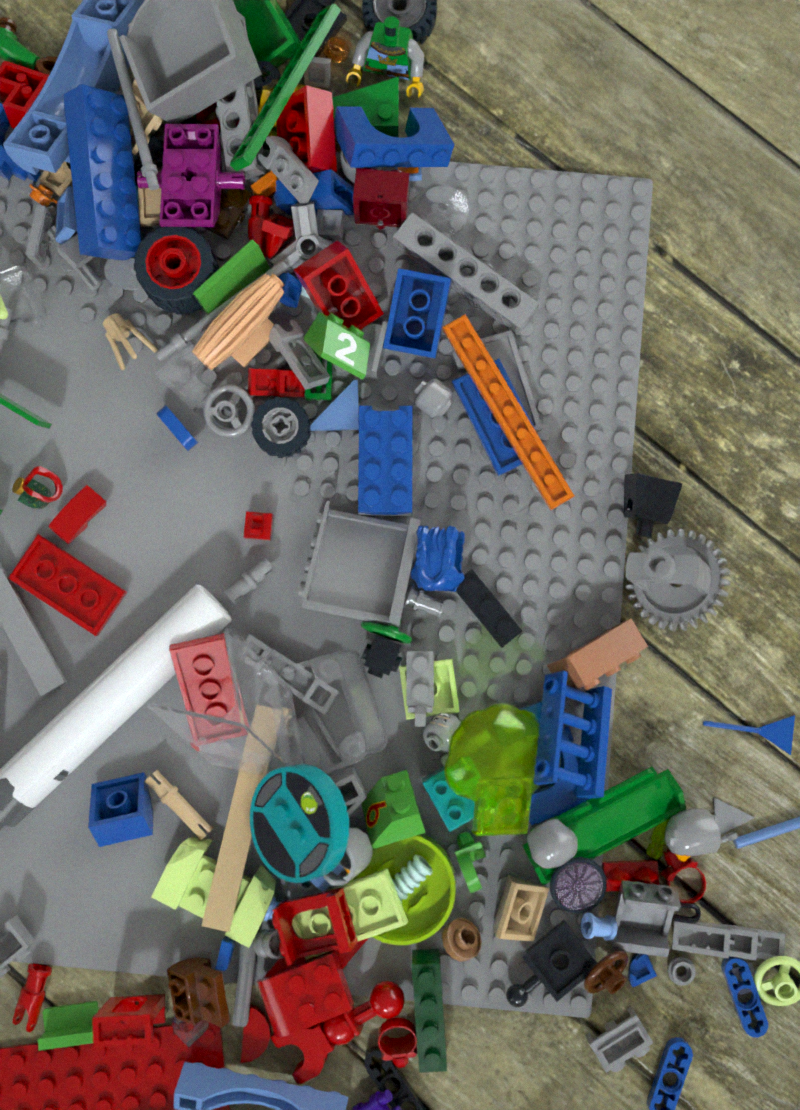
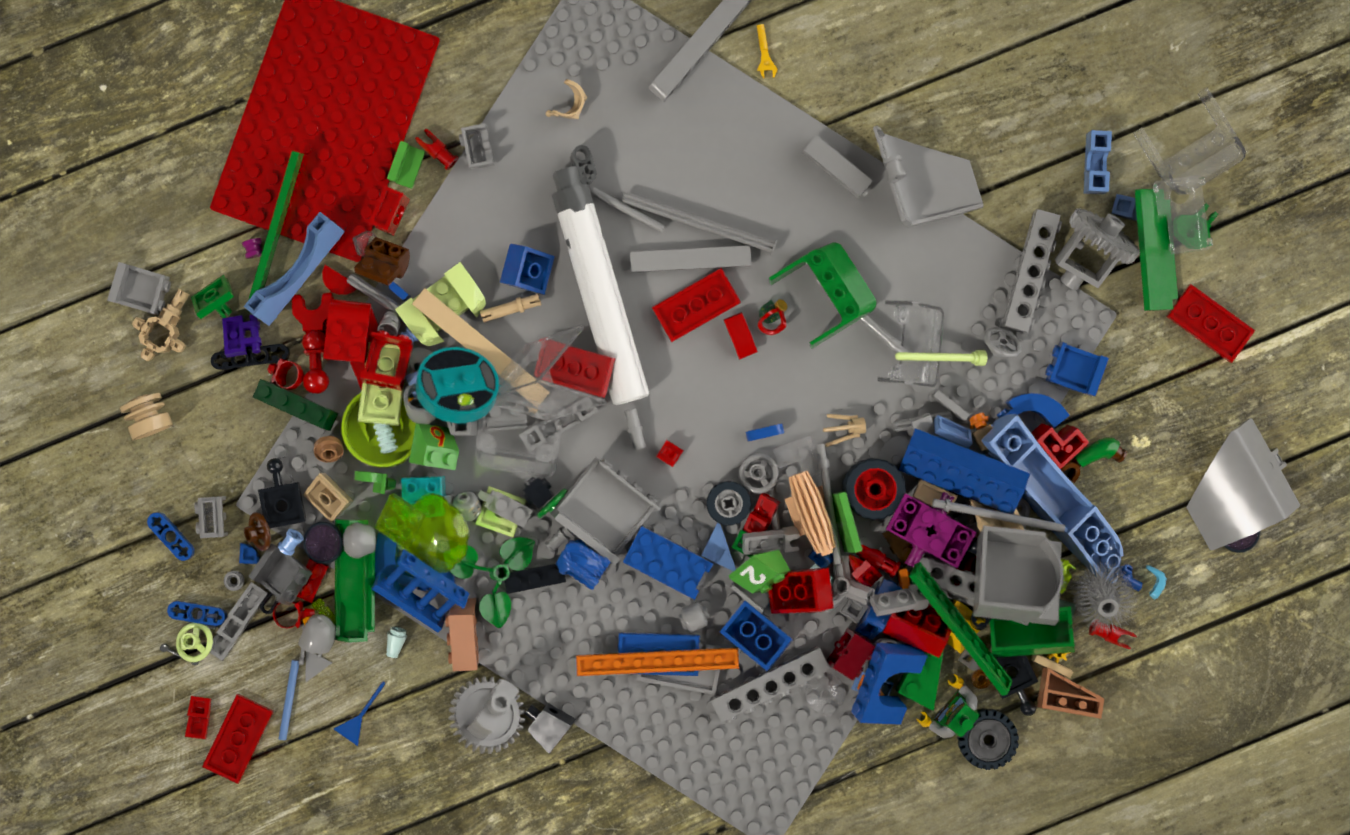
camera: 115 degrees right, 5 degrees up
(471, 641) = (518, 555): none -> green plant
(648, 734) = (395, 641): none -> light aqua cone

